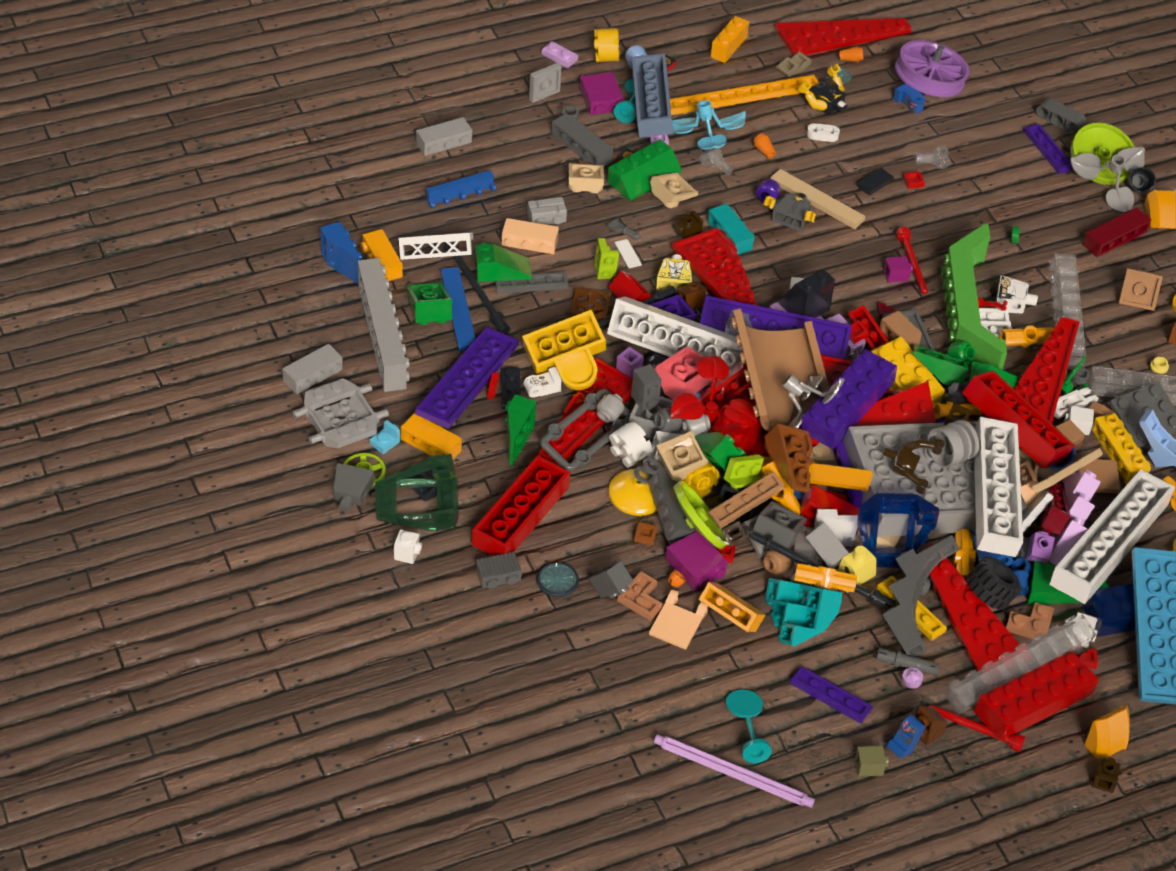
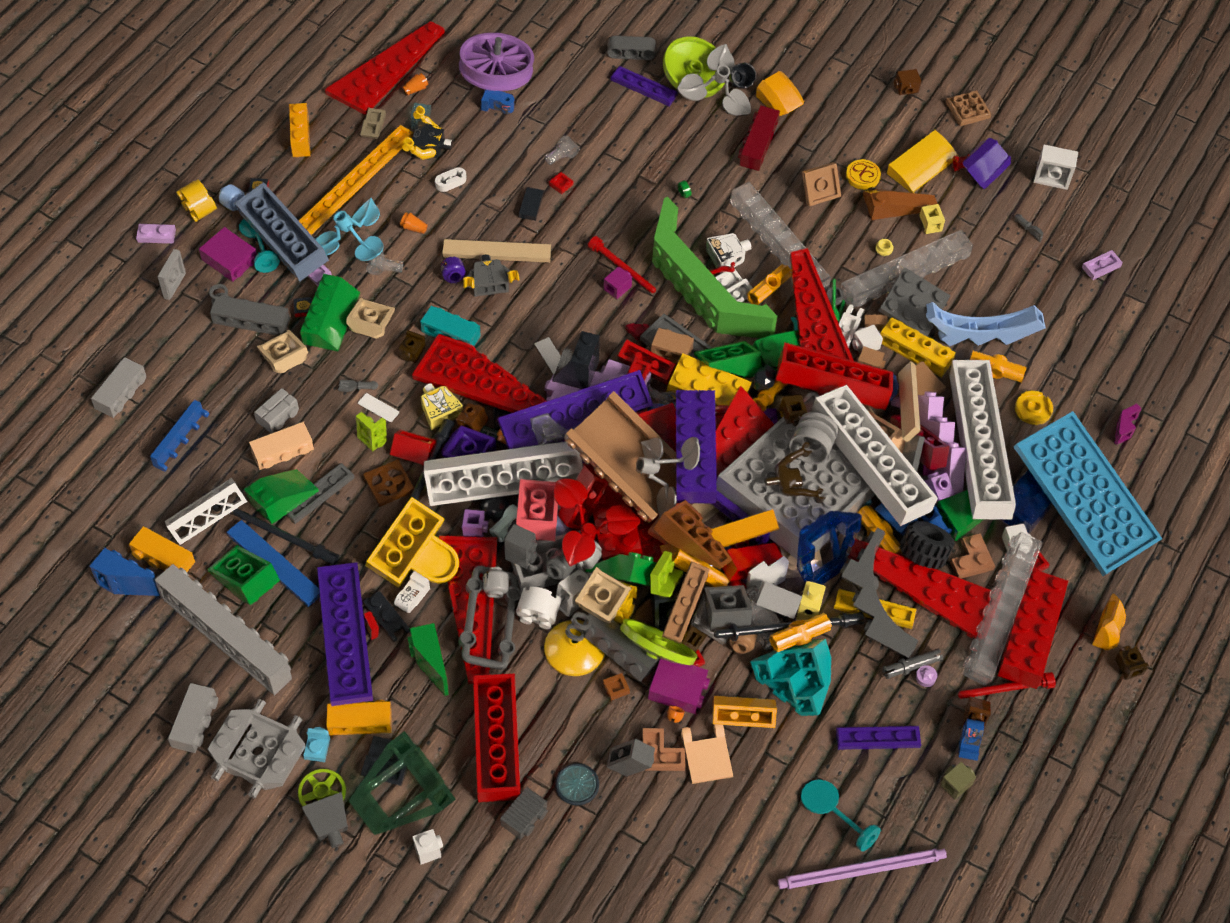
camera: 35 degrees left, 10 degrees up
(962, 350) = (731, 333): green head -> none

